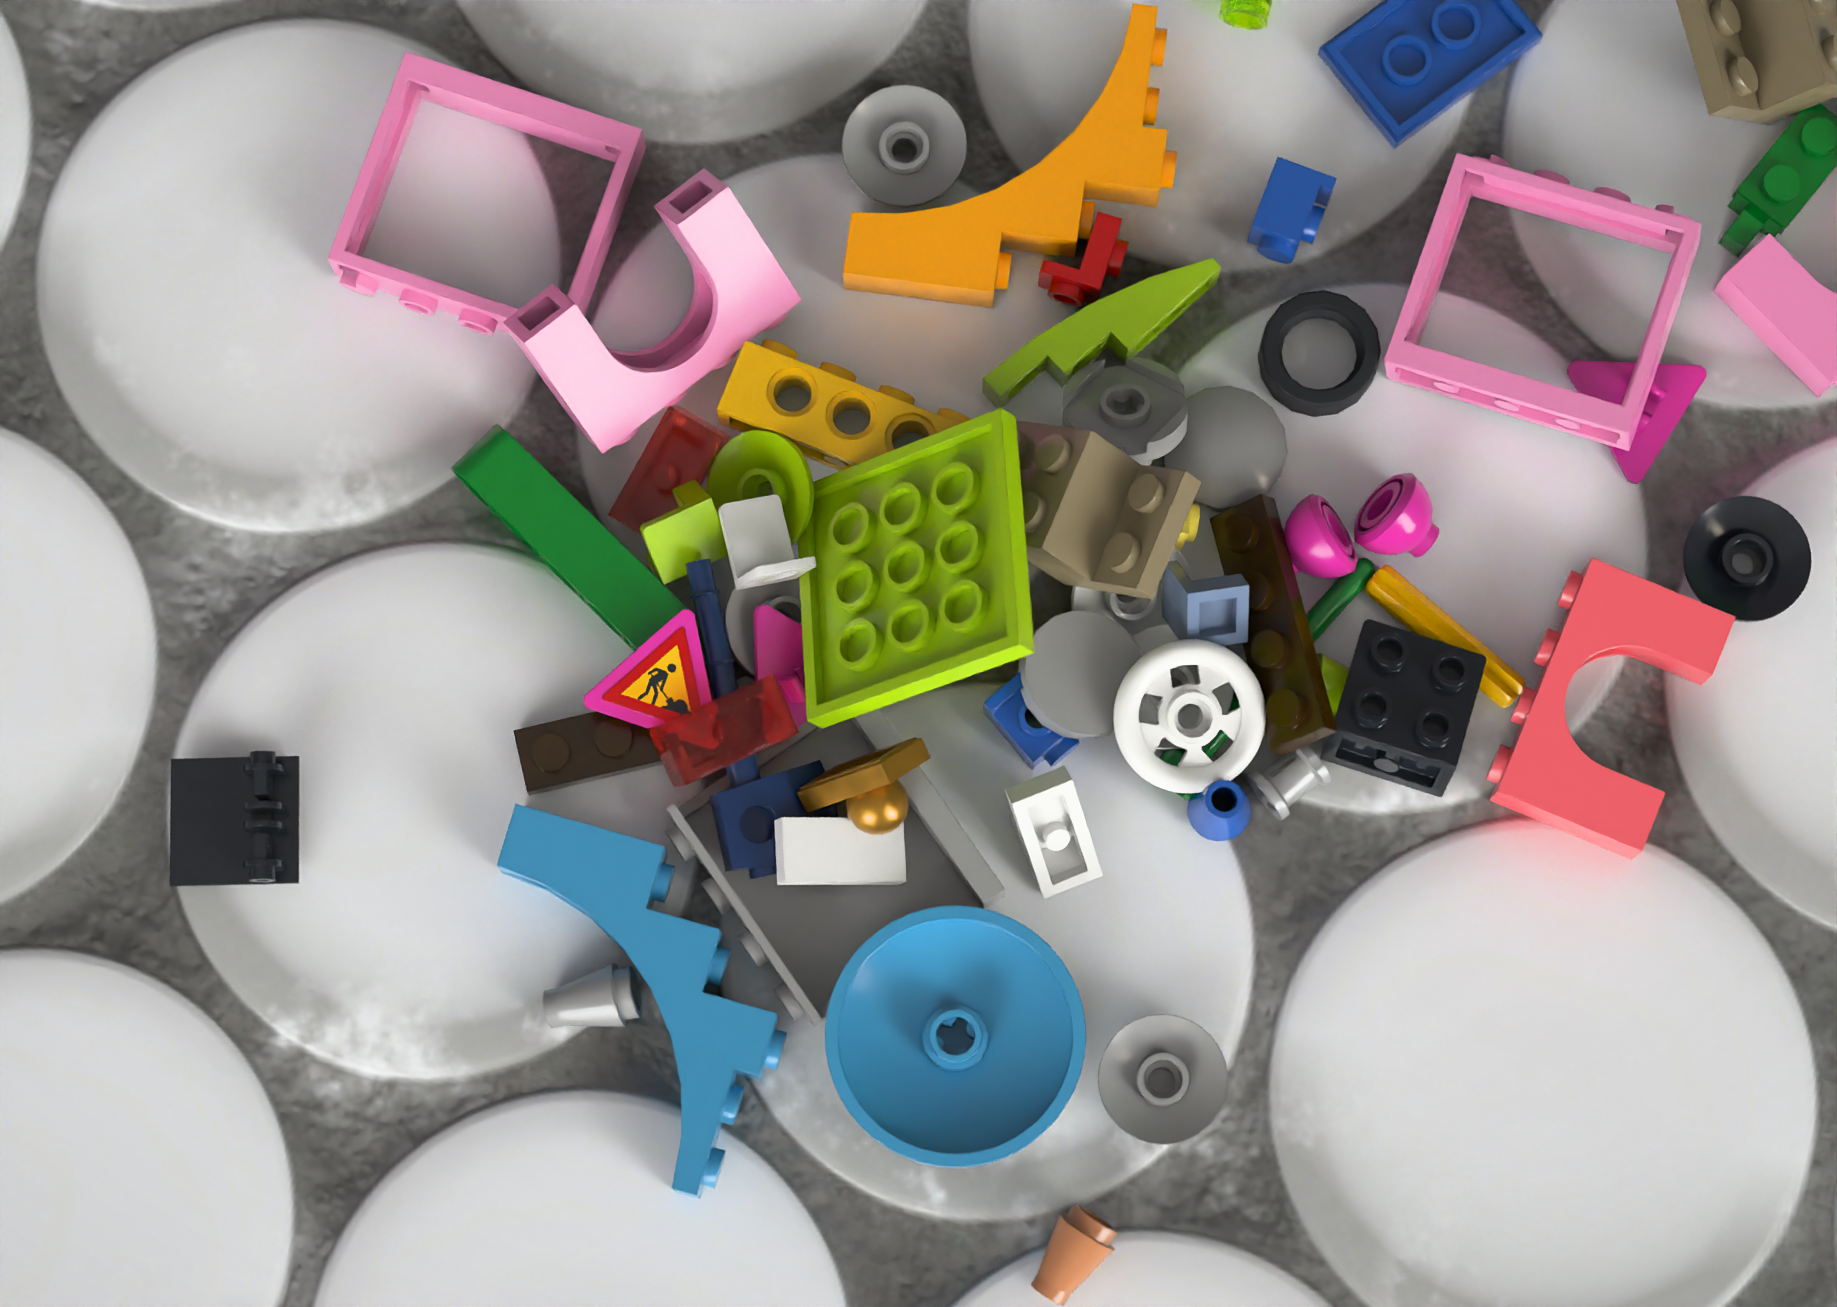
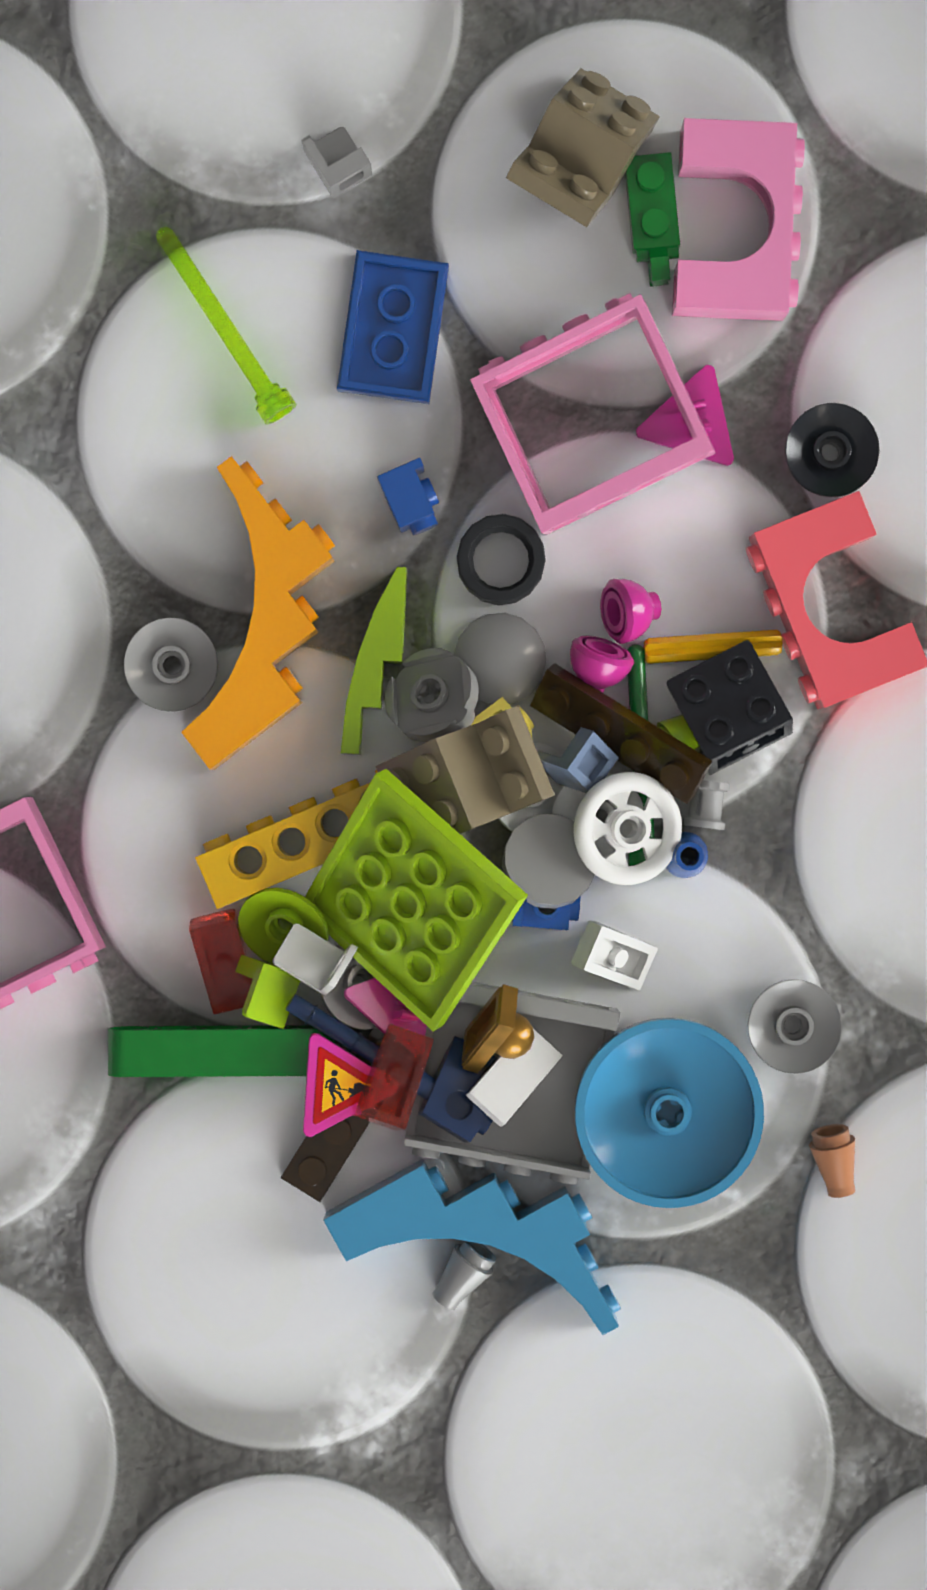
camera: 45 degrees left, 10 degrees up
(235, 820) = (184, 1366): black hinge -> none
(733, 300) = (154, 947): bright pink arch -> none
(1102, 258) = (336, 621): red bracket -> none

